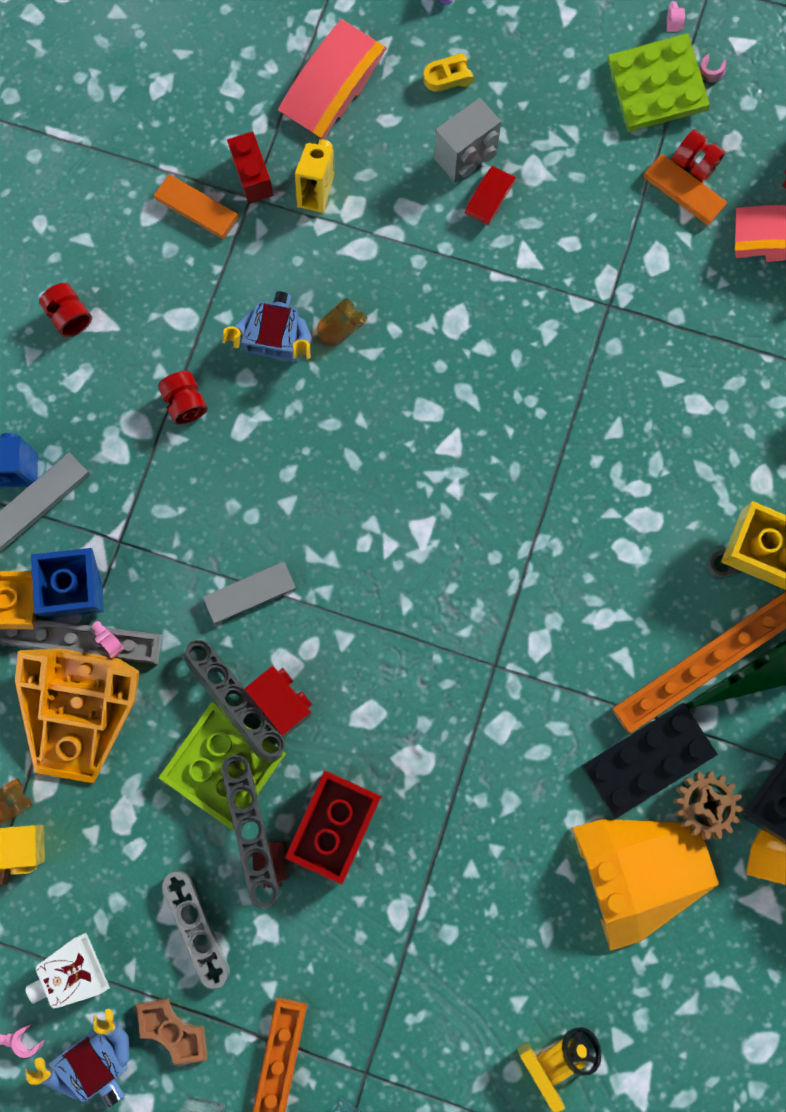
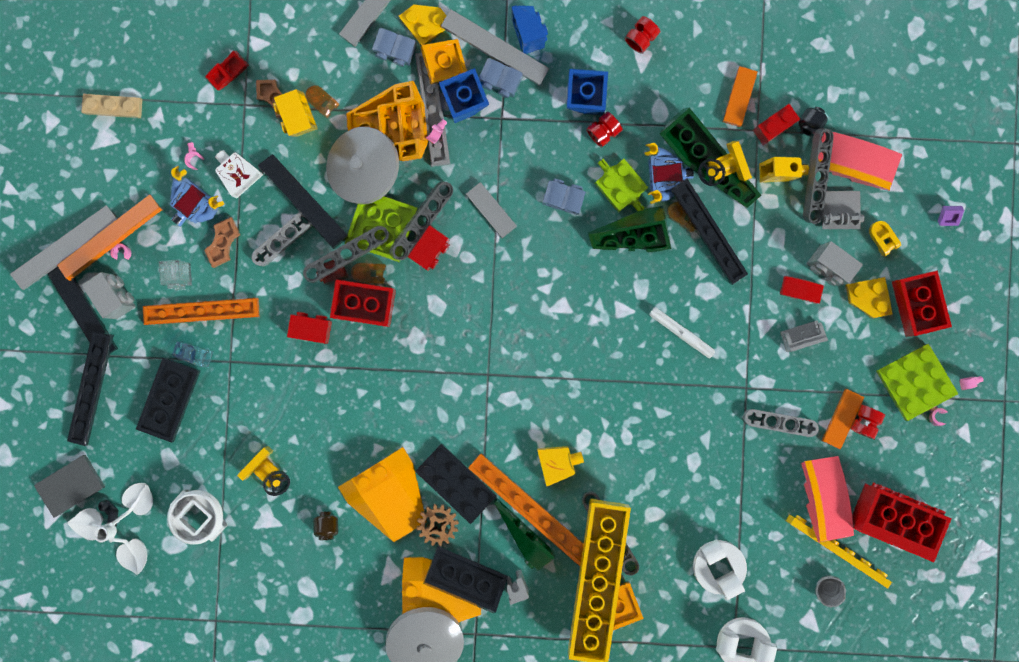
camera: 75 degrees right, 10 degrees up
(59, 524) = (500, 77): none -> sand blue brick
(119, 405) = (587, 91): none -> blue slope
(121, 767) = (362, 165): none -> light grey dish
(147, 878) = (303, 201): none -> black tile
(261, 119) = (812, 120): none -> black head
(263, 481) = (564, 197): none -> sand blue brick
(265, 267) = (696, 144): none -> dark green wedge
(270, 397) = (621, 185): none -> lime plate
(284, 815) = (362, 273): none -> clear orange plate
(285, 238) = (726, 165): none -> yellow piece
(330, 121) = (814, 167): none -> dark grey beam
(343, 388) = (640, 230): none -> dark green wedge
(349, 925) = (309, 329): none -> red brick
(372, 293) = (709, 231): none -> black tile
(394, 117) = (842, 210): none -> light grey hinge
(507, 369) = (682, 333): none -> white axle
(525, 111) = (870, 297): none -> yellow plate
(553, 47) = (921, 304): none -> red brick
(556, 209) = (803, 336): none -> light grey hinge
(656, 596) = (558, 463): none -> yellow torso
(670, 271) = (780, 423): none -> light grey beam
(670, 987) = (325, 526): none -> dark brown head

